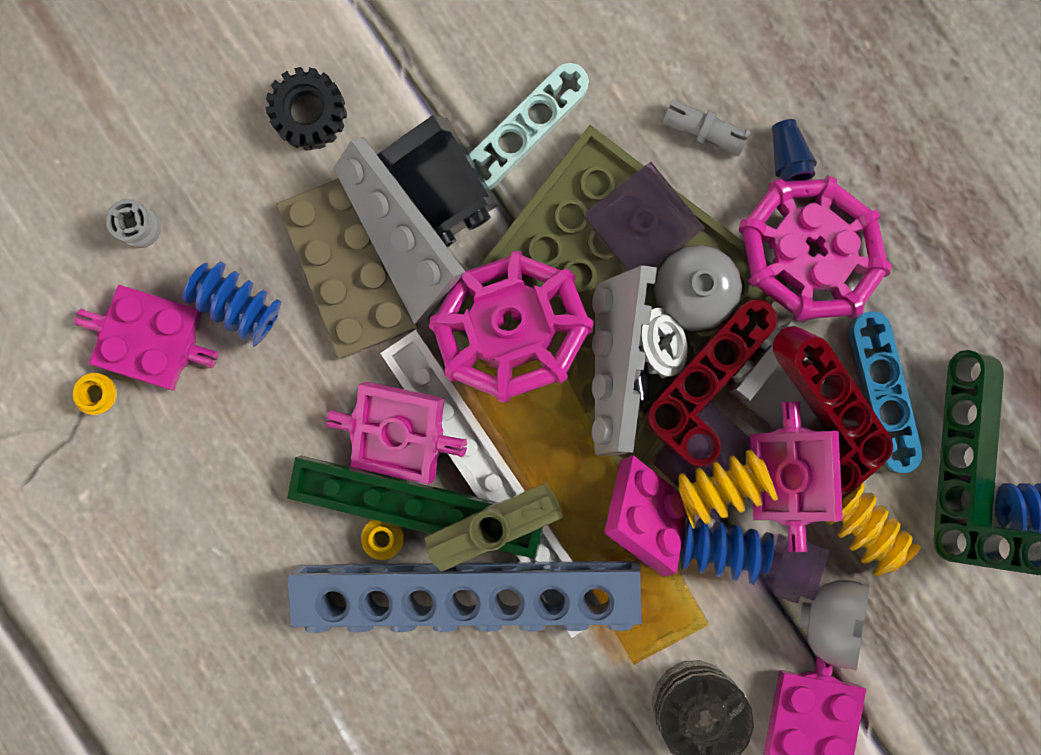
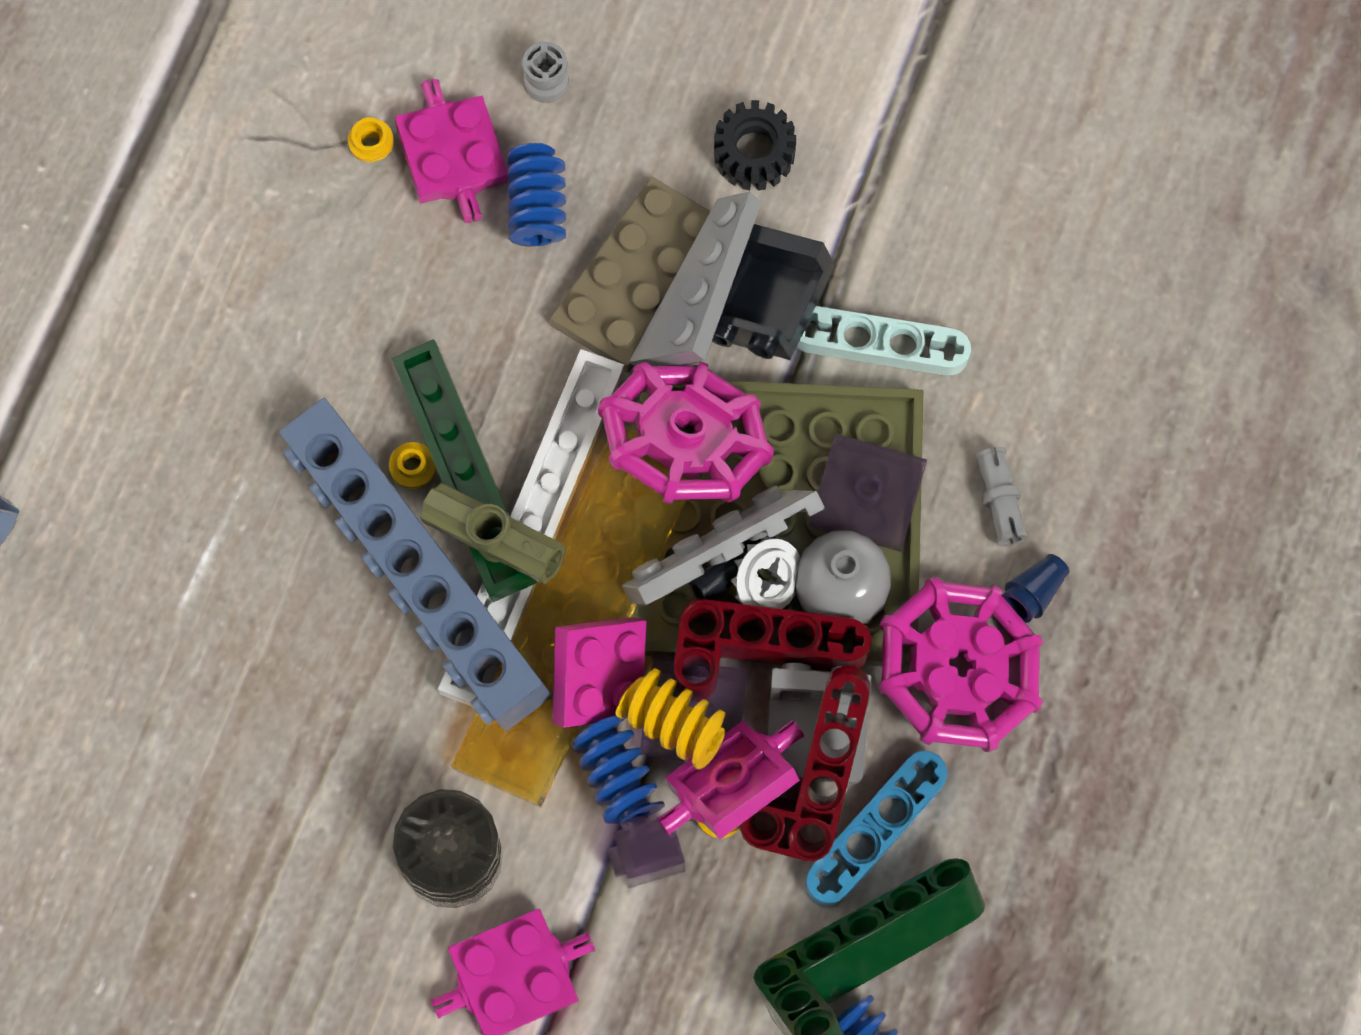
camera: 55 degrees right, 15 degrees down
(397, 432) = (518, 408): dark pink plate -> none
(836, 622) = (624, 921): light grey cylinder -> none
(875, 532) = (730, 896): yellow piece -> none

